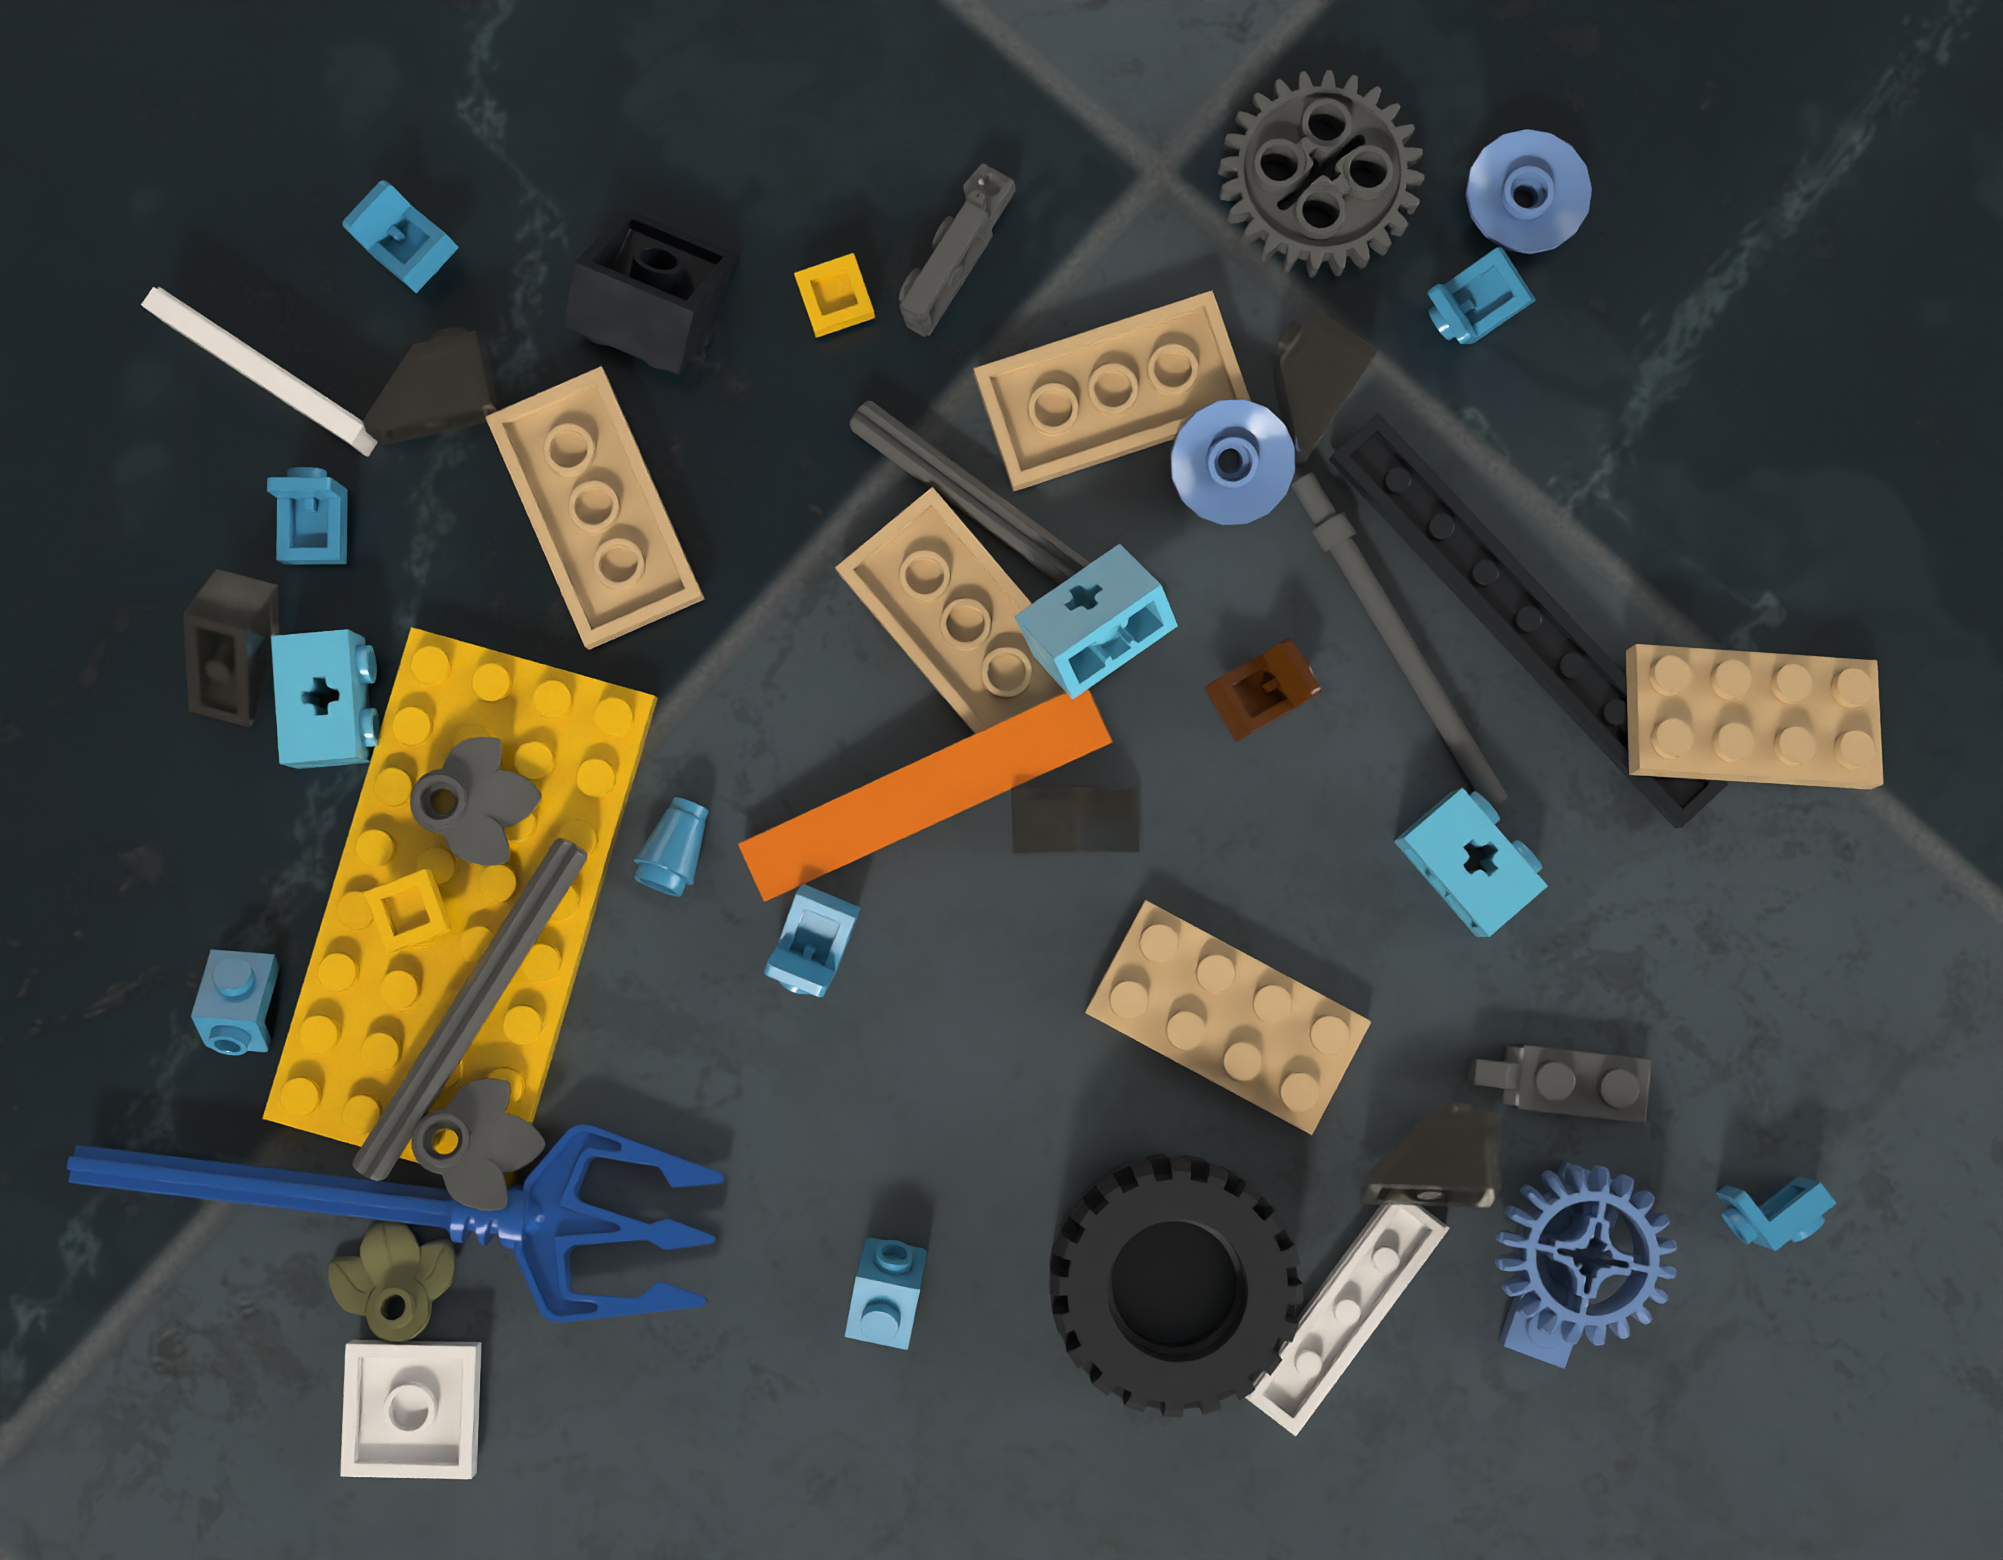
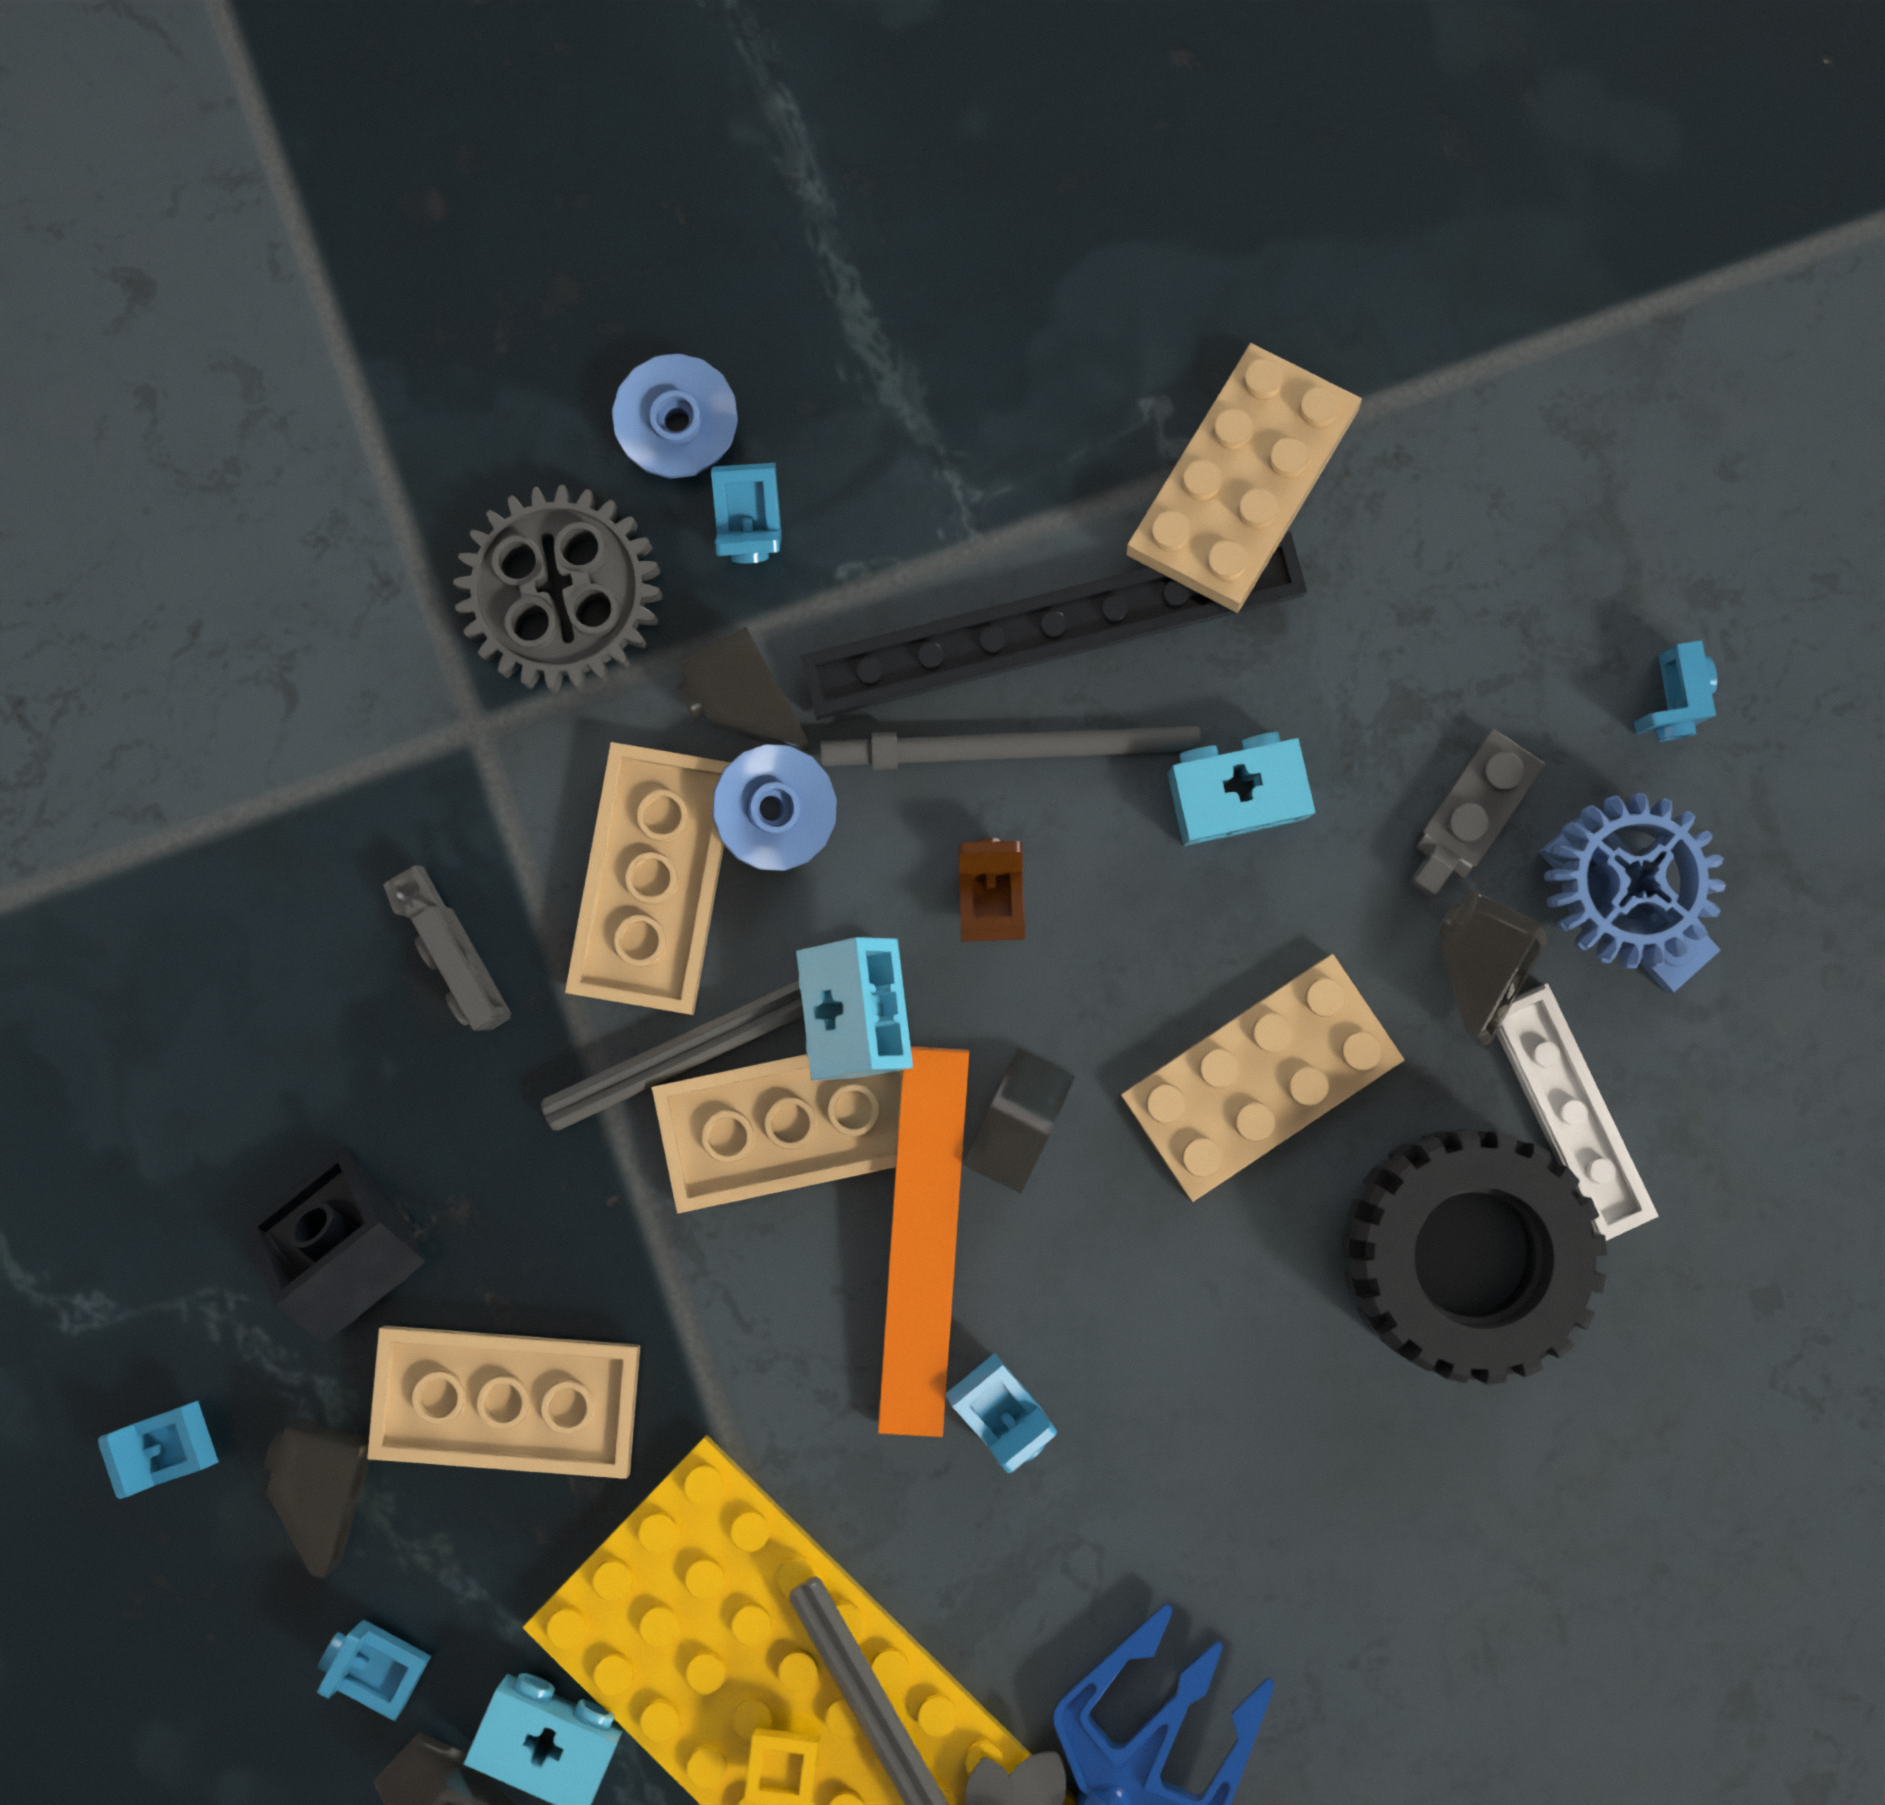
camera: 60 degrees left, 0 degrees up
(259, 369) = (208, 1645): white tile -> none
(484, 801) = (721, 1647): dark grey plate -> none
(673, 848) = (851, 1494): dark azure cone -> none
(834, 295) = (429, 1081): yellow plate -> none
(886, 1292) = (1346, 1512): dark azure bracket -> none

